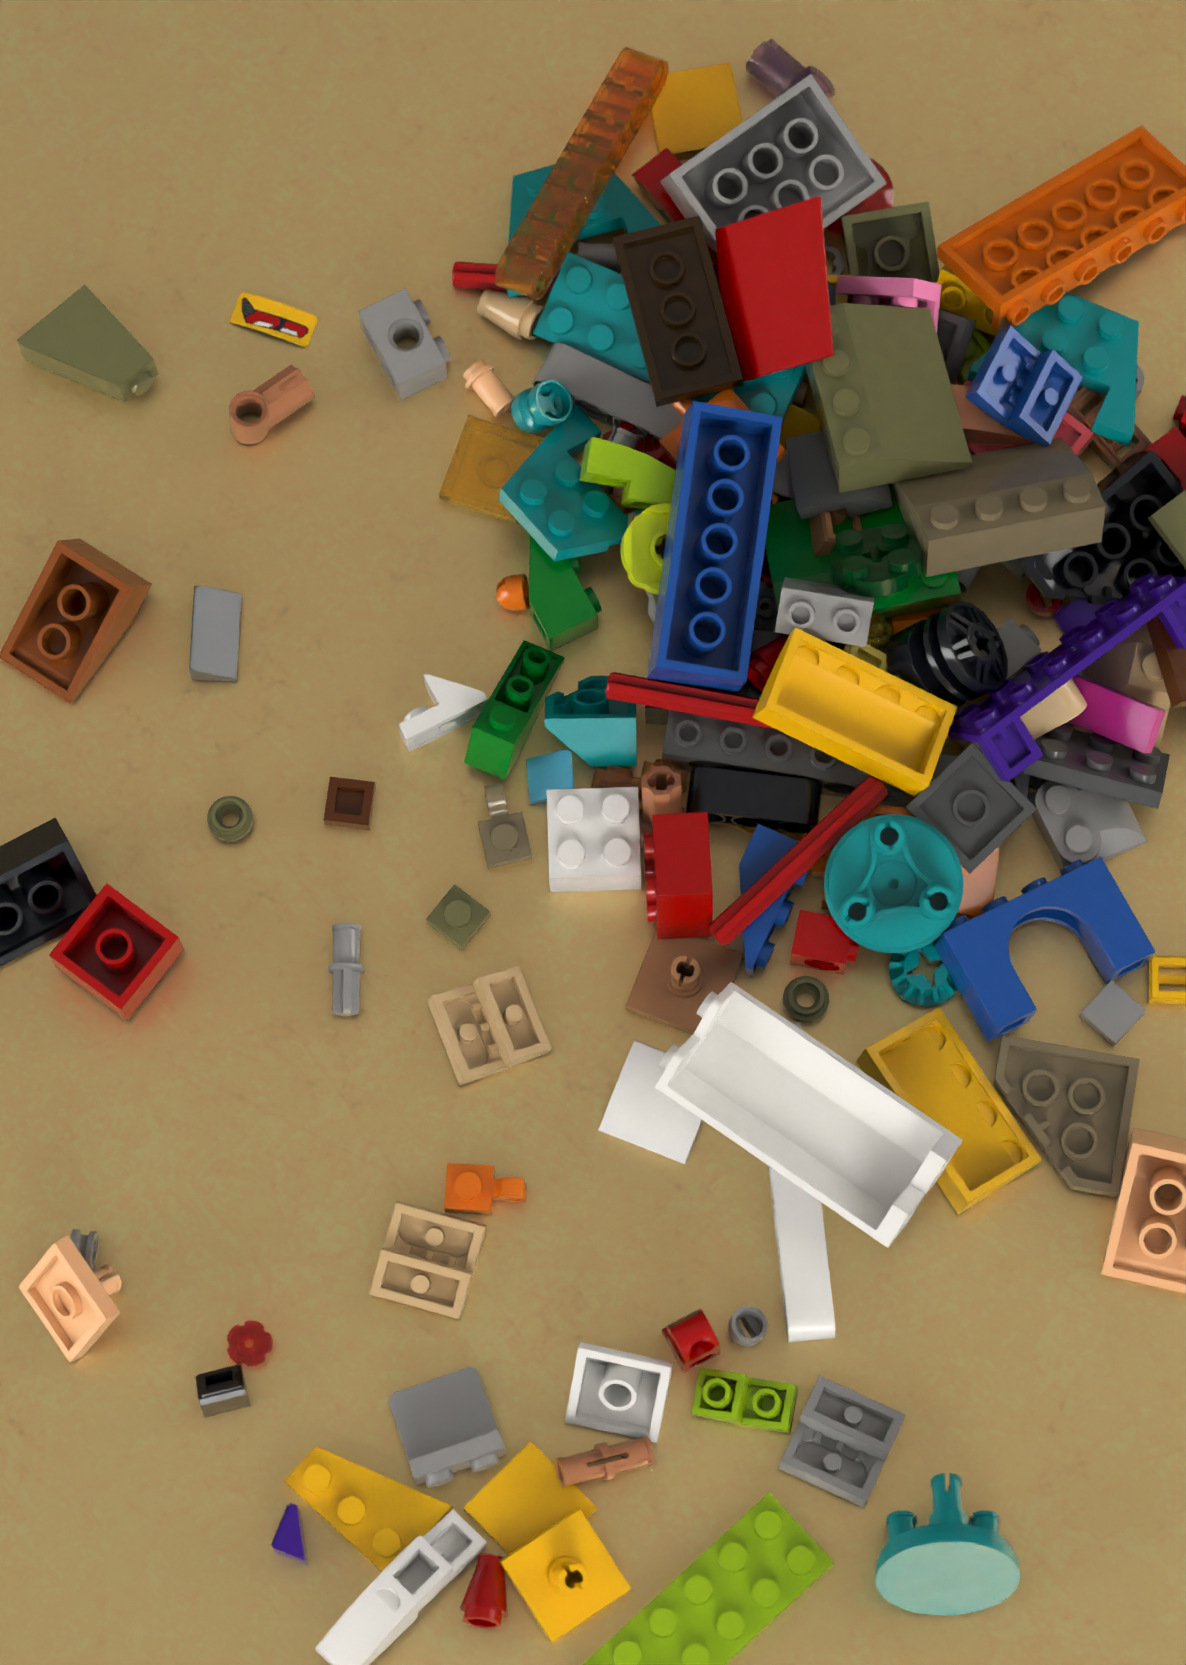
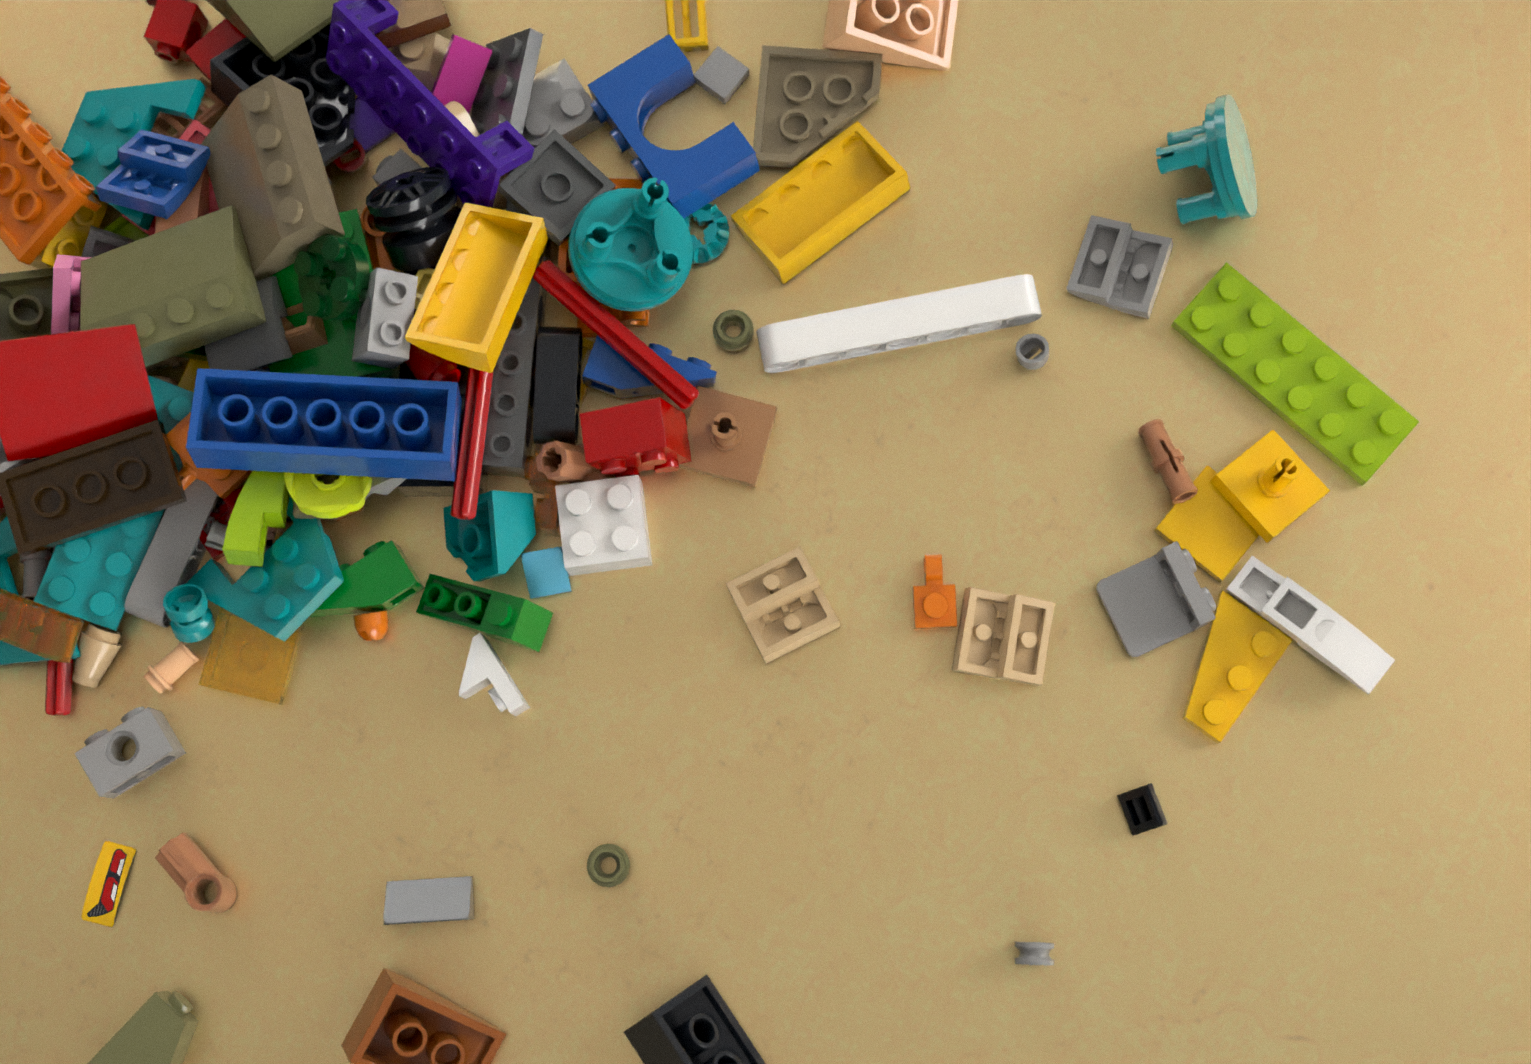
camera: 90 degrees left, 5 degrees up
(71, 1297) = (1084, 954): light nougat tile -> none
(116, 952) = (750, 955): red brick -> none
(257, 1353) = (1091, 796): clear red plate -> none
(289, 1537) = (1272, 730): dark purple slope -> none
(346, 969) = (744, 739): light grey axle -> none
(349, 803) = (584, 755): reddish brown tile -> none
(458, 917) = (684, 643): olive plate -> none
(486, 1594) = (1295, 552): red cone -> none
(503, 834) = (604, 610): dark tan plate -> none
(618, 1392) = (1103, 455): white slope -> none
(644, 1113) = (839, 446): white slope -> none
(692, 1340) = (1051, 395): red leg -> none
(744, 1400) = (1095, 350): lime slope -> none
(807, 1113) = (847, 306): white panel -> none
(821, 944) = (682, 319): red brick -> none

